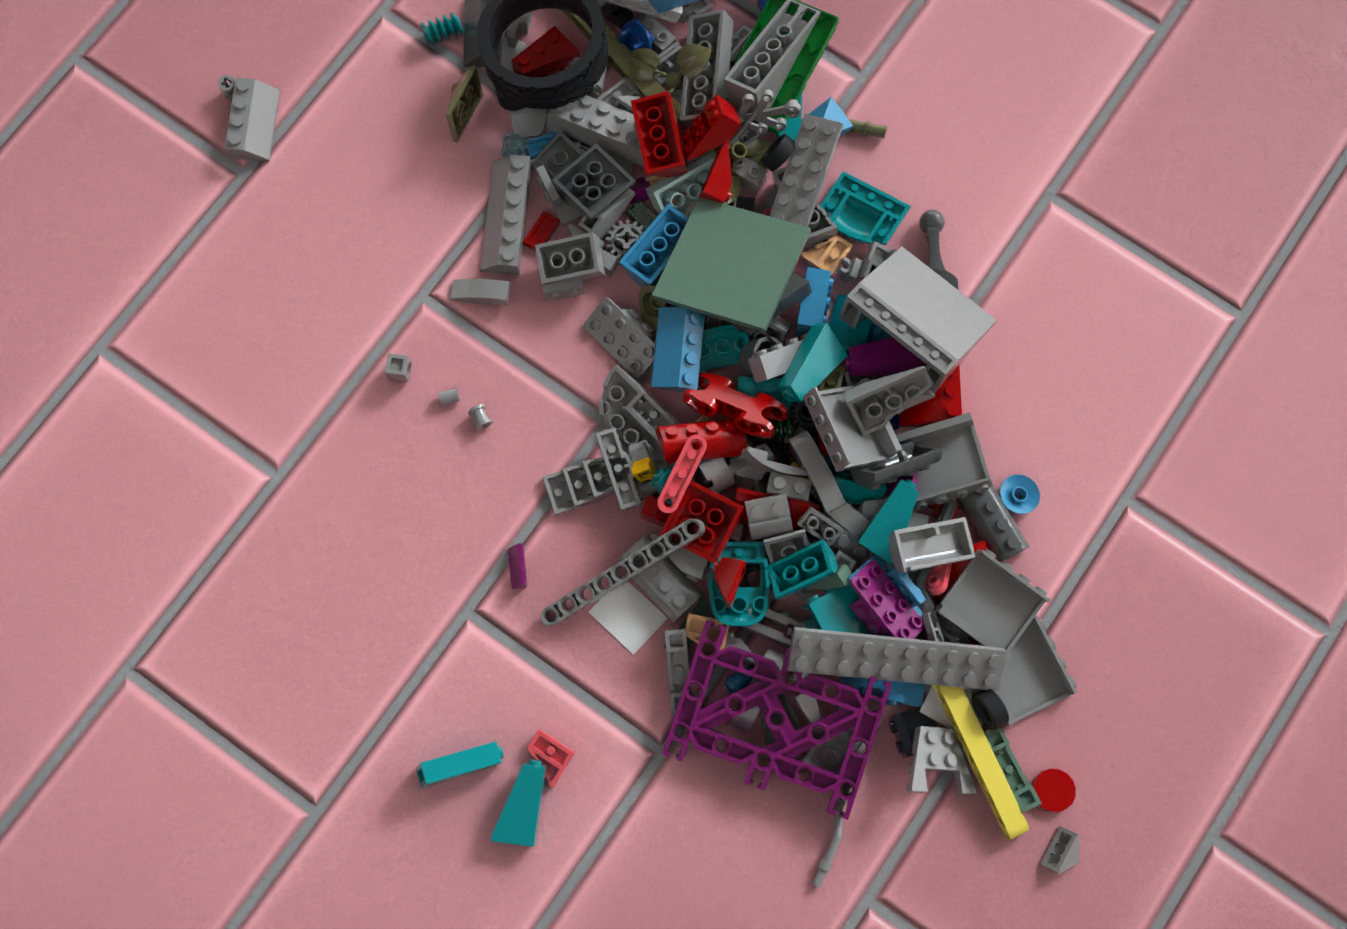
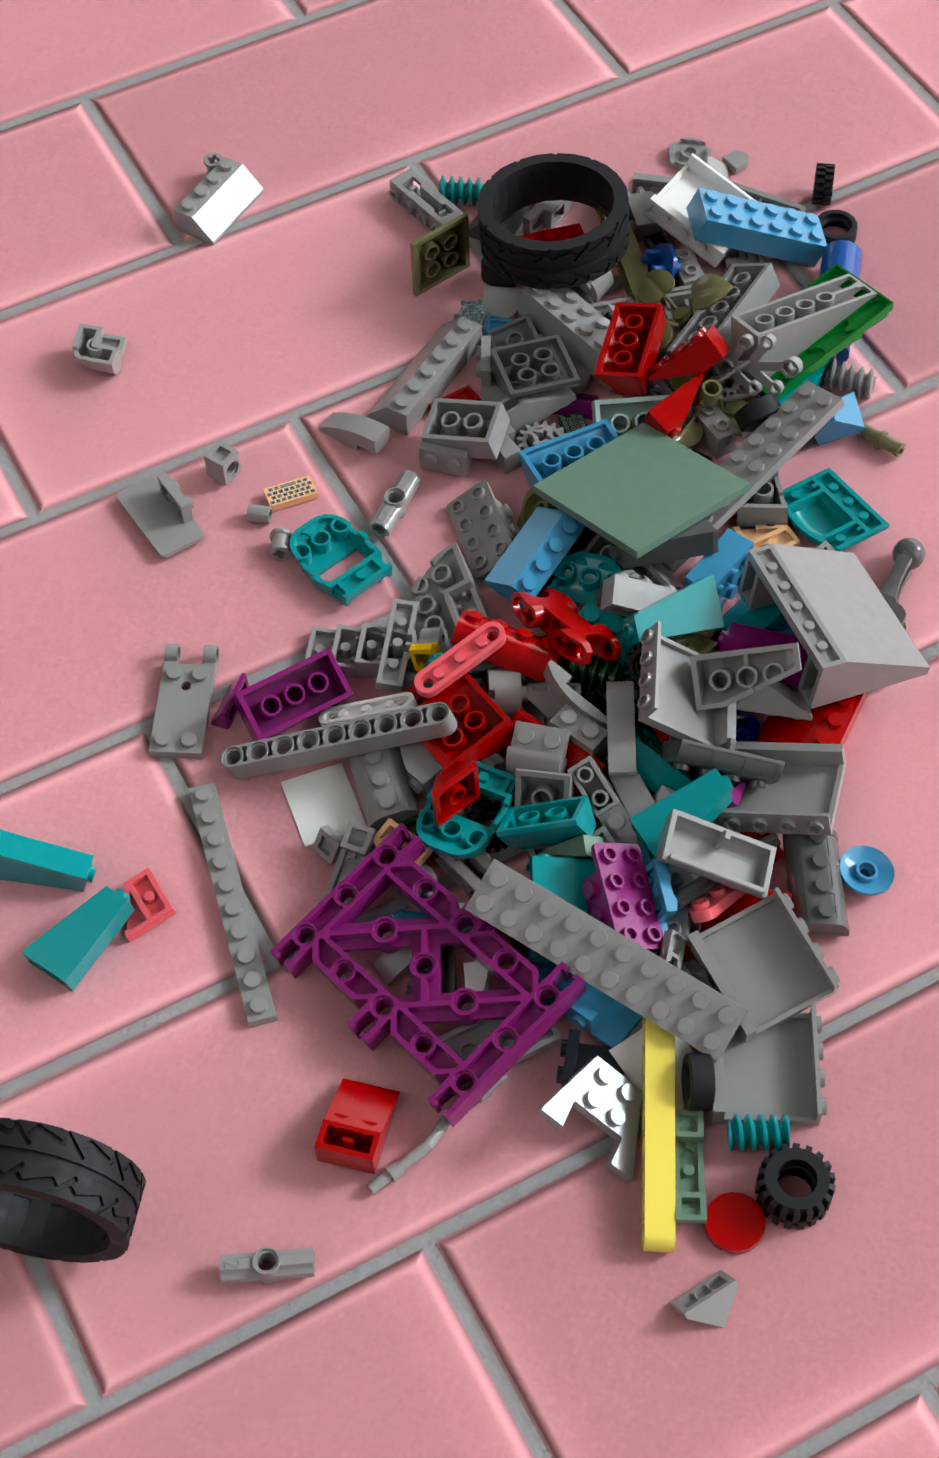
camera: 30 degrees right, 20 degrees down
(240, 306) = (98, 350): none -> light grey brick
(374, 431) = (161, 514): none -> light grey bracket
(422, 53) = (424, 203): none -> light grey brick
(461, 367) = (290, 493): none -> tile
(486, 591) = (183, 714): none -> light grey hinge
(511, 404) = (328, 541): none -> teal slope
(546, 354) = (395, 503): none -> light grey piece
(565, 546) = (292, 695): none -> magenta brick
(608, 723) = (232, 906): none -> light grey plate
(626, 533) = (367, 708): none -> white plate
(653, 648) = (328, 844): none -> light grey tile
(785, 846) = (356, 1126): none -> red slope
(823, 83) = (850, 378): none -> light grey piece
(1041, 721) = (758, 1132): none -> teal piece
(1098, 744) = (797, 1163): none -> black tyre

